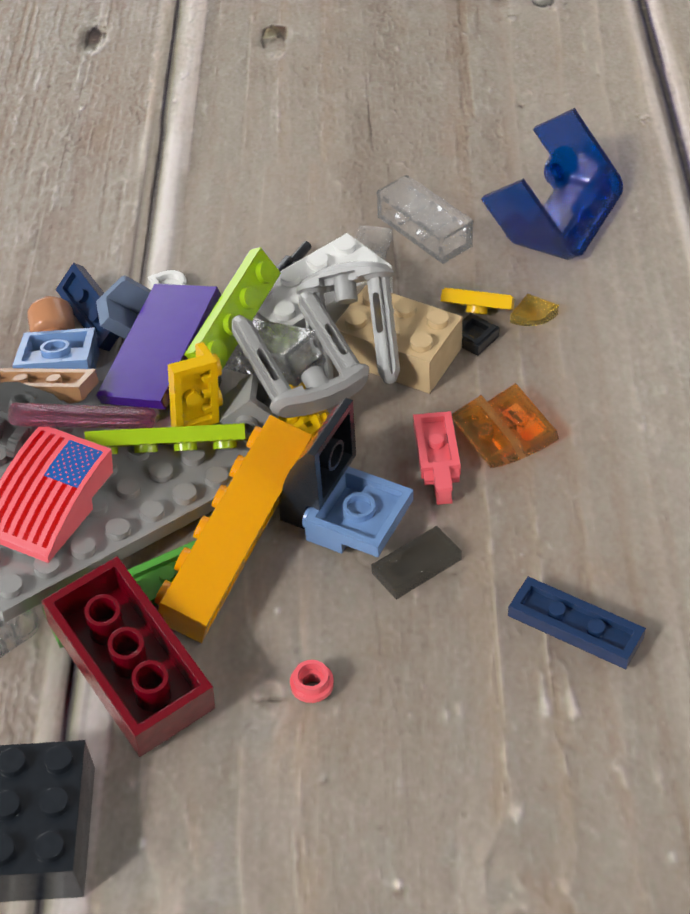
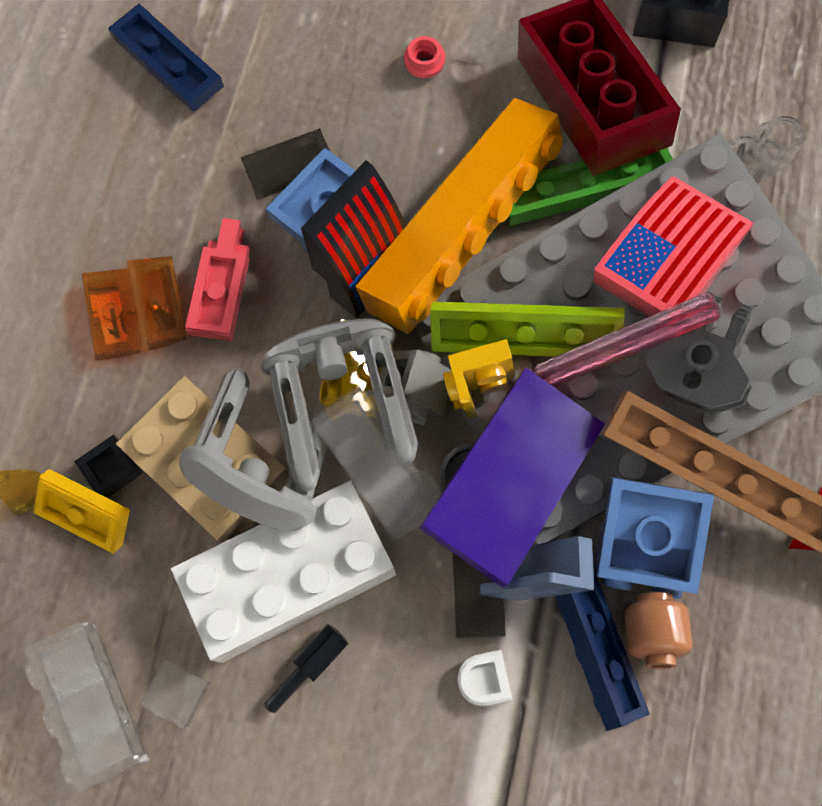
camera: 165 degrees left, 25 degrees up
(241, 297) = (396, 507): lime plate -> none

